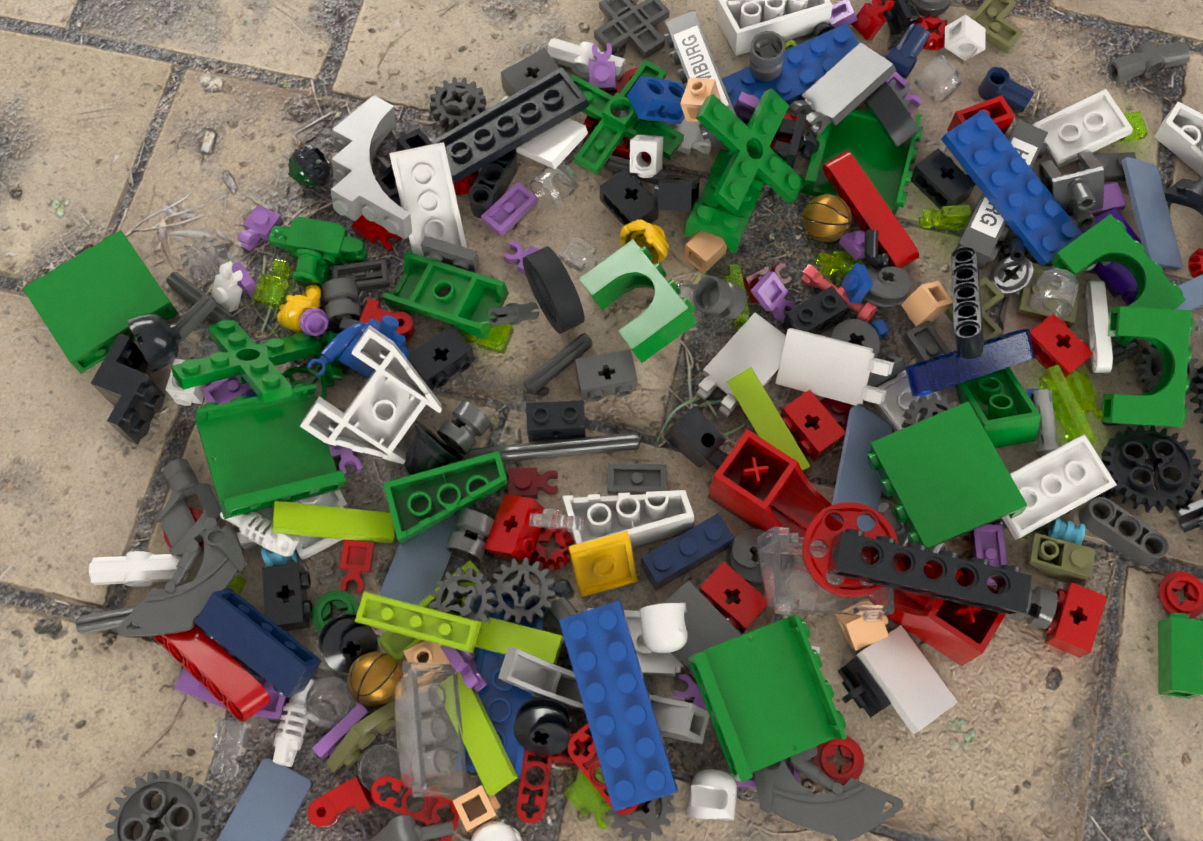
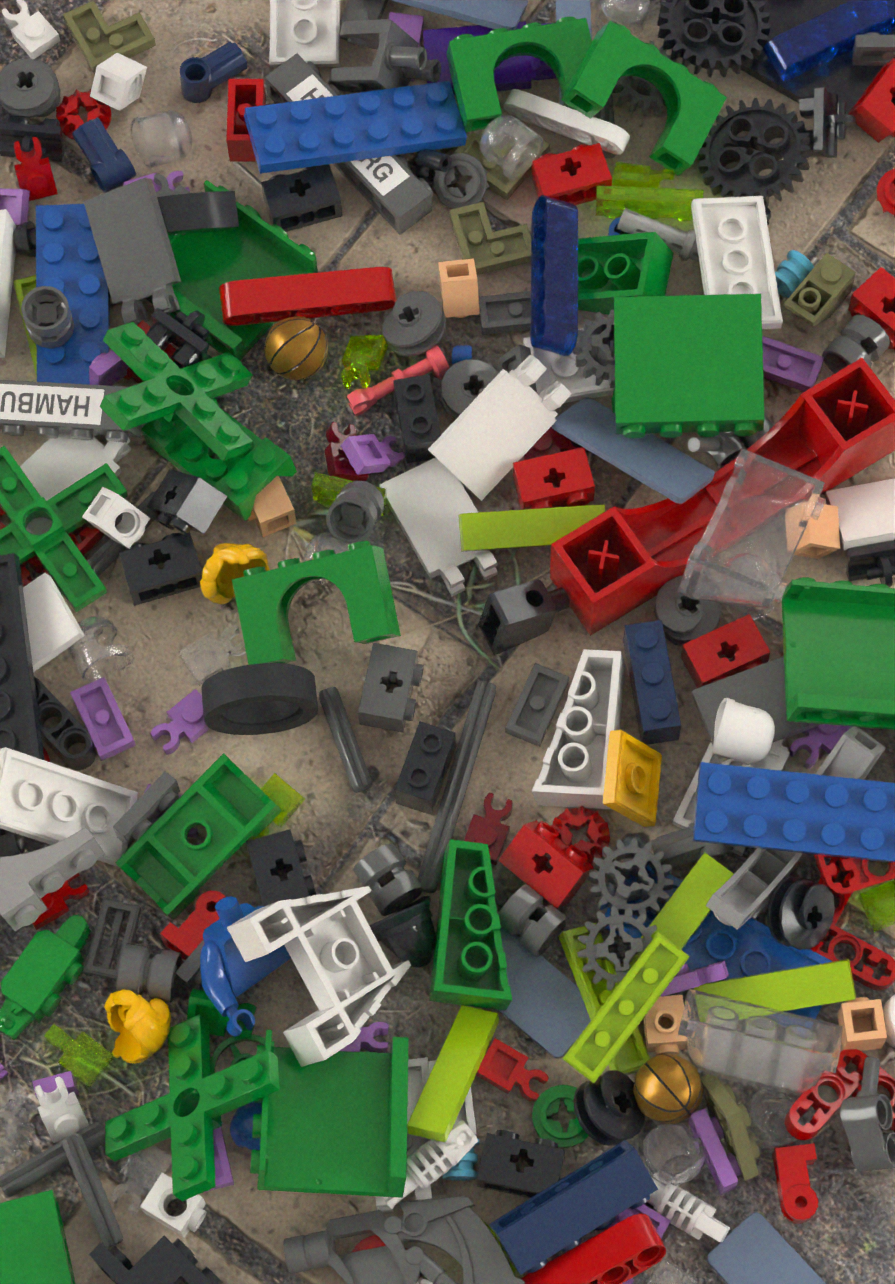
camera: 65 degrees left, 0 degrees up
(156, 339) = (109, 1218): black cylinder -> none
(311, 268) = (85, 995): green piece -> none
(314, 322) = (170, 1009): medium lavender plate -> none
(513, 313) = (262, 763): dark grey pin -> none
(553, 520) = (560, 811): clear plate -> none
(658, 99) = (50, 468): blue brick -> none
(695, 94) = (83, 418): light nougat brick -> none
(819, 531) = (739, 477): red wedge -> none
(854, 244) = (343, 329): medium lavender plate -> none
(857, 283) = (401, 352): blue plate -> none
(871, 250) = (362, 316): black arm -> none
(947, 218) = (355, 211): clear neon green plate -> none
(967, 303) = (438, 227): black beam -> none
(1012, 586) = (758, 499): black brick -> none
(1137, 531) = (819, 202): dark grey beam -> none

